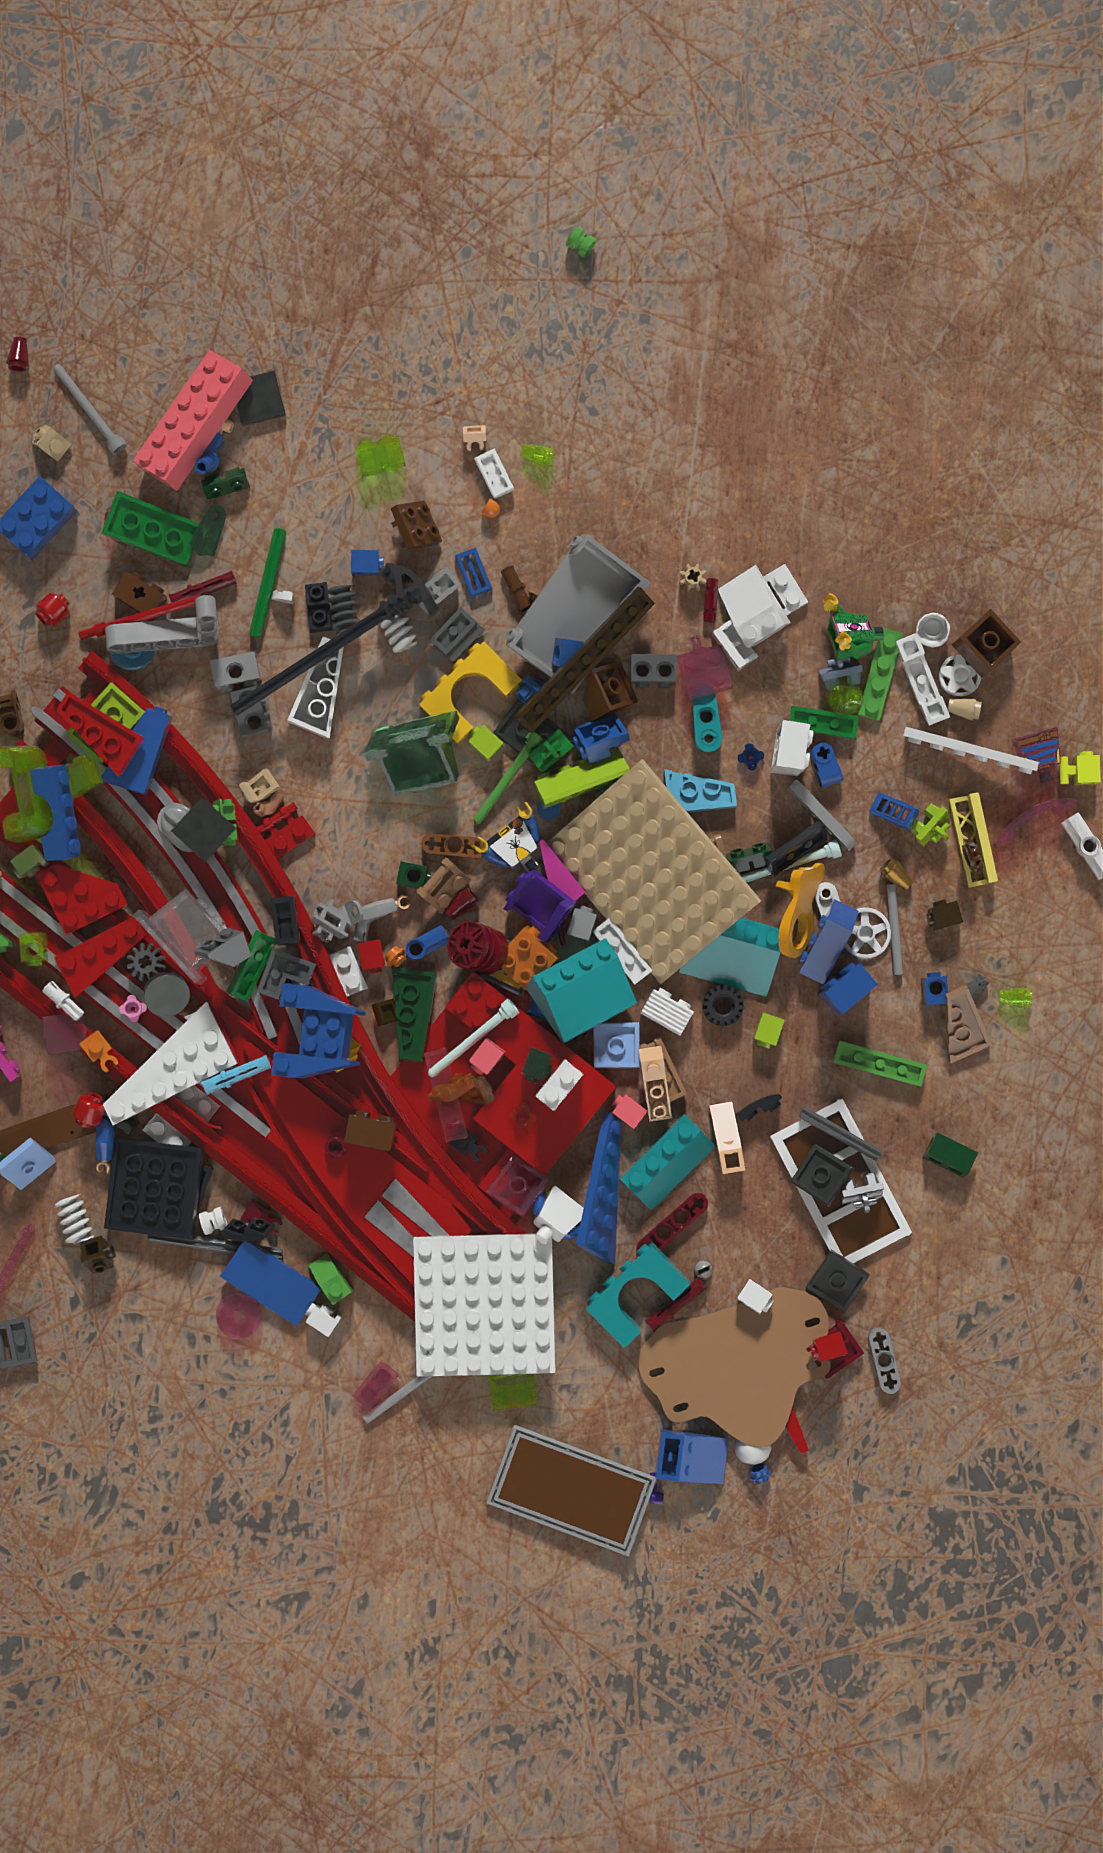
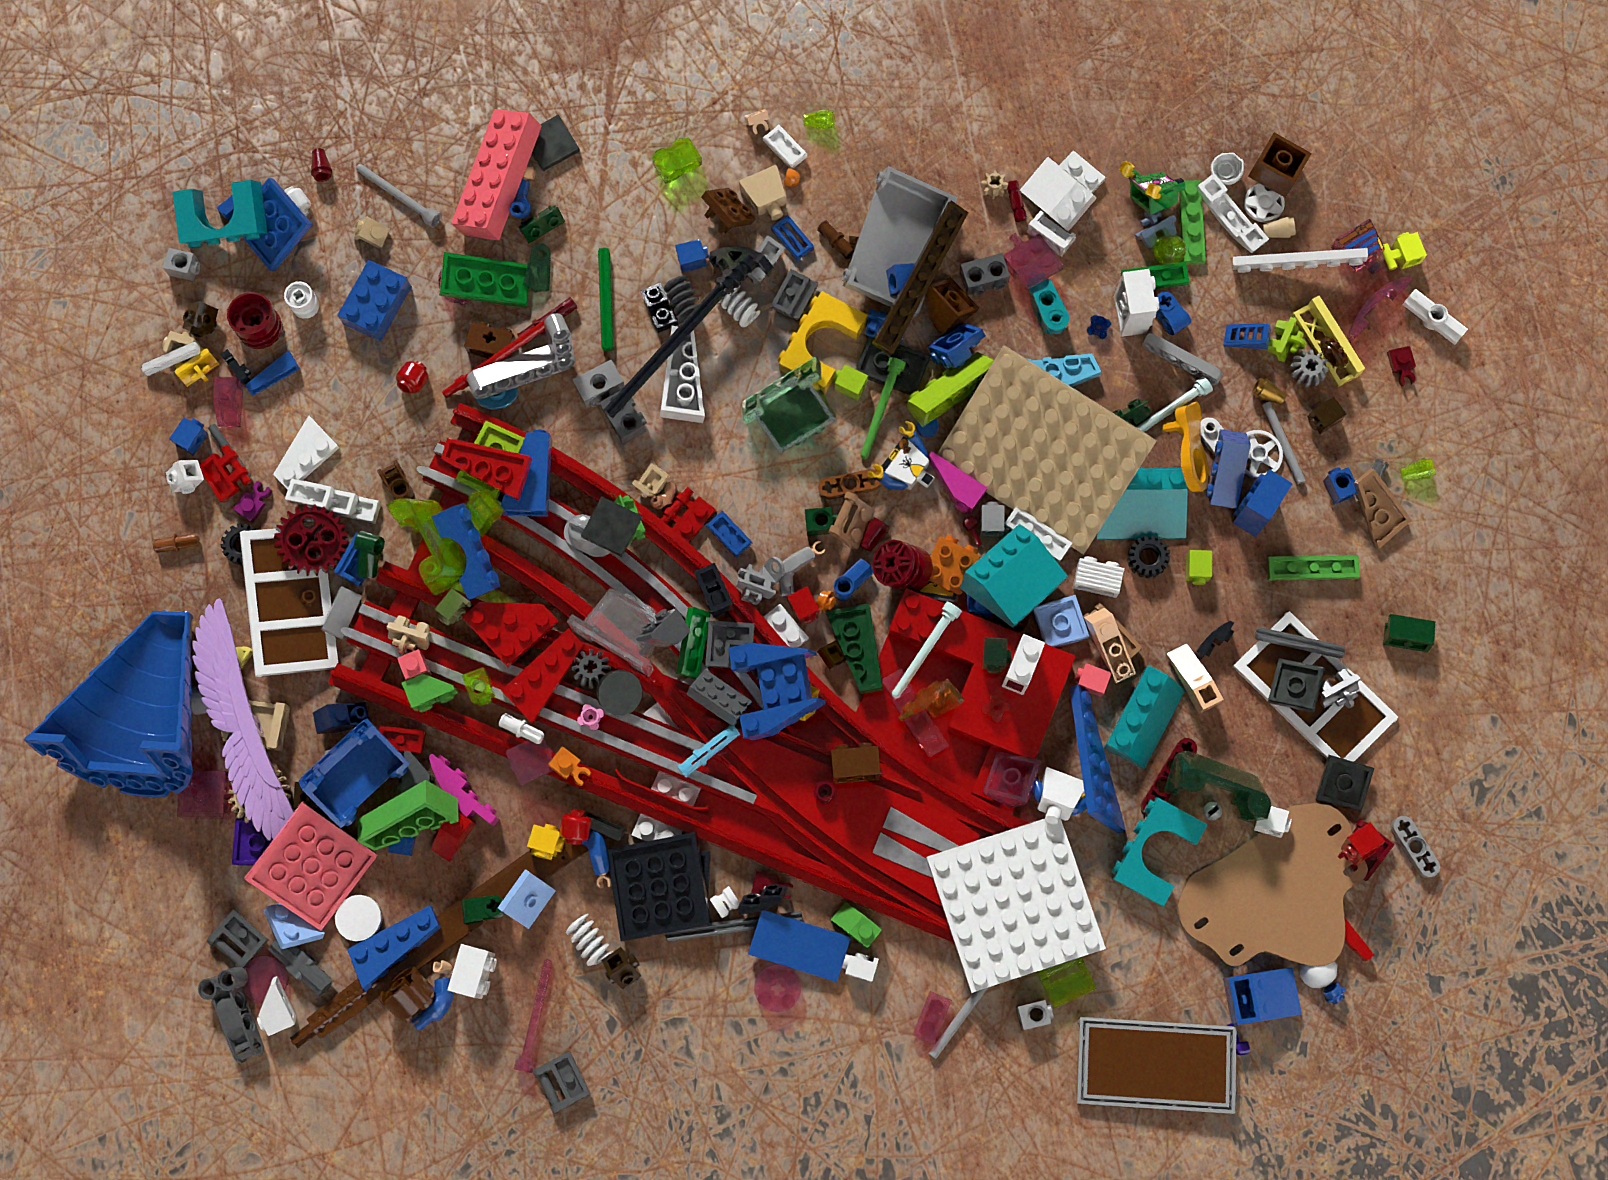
camera: 10 degrees left, 10 degrees down
(57, 1113) = (545, 841): none -> yellow brick
(184, 1060) = (652, 754): white wing -> none
(260, 1027) = (719, 697): none -> dark grey piece
(284, 596) = (626, 306): white tile -> none
(320, 862) = (729, 534): none -> blue plate
(459, 517) = (764, 192): none -> tan torso
(464, 1418) = (1024, 1015): none -> light grey brick
(468, 1145) = (949, 755): black plate -> none
(486, 1057) = (944, 661): coral brick -> none
(540, 903) = (947, 510): dark purple panel -> none
(550, 751) = (914, 369): green hips -> none
(672, 1307) = (1193, 858): dark red pin -> none
(696, 1228) = (1193, 771): none -> clear green windscreen
(796, 848) = (1169, 393): black plate -> none
(935, 863) = (1305, 375): none -> light grey gear
(1040, 880) = (1402, 361): none -> dark red plate

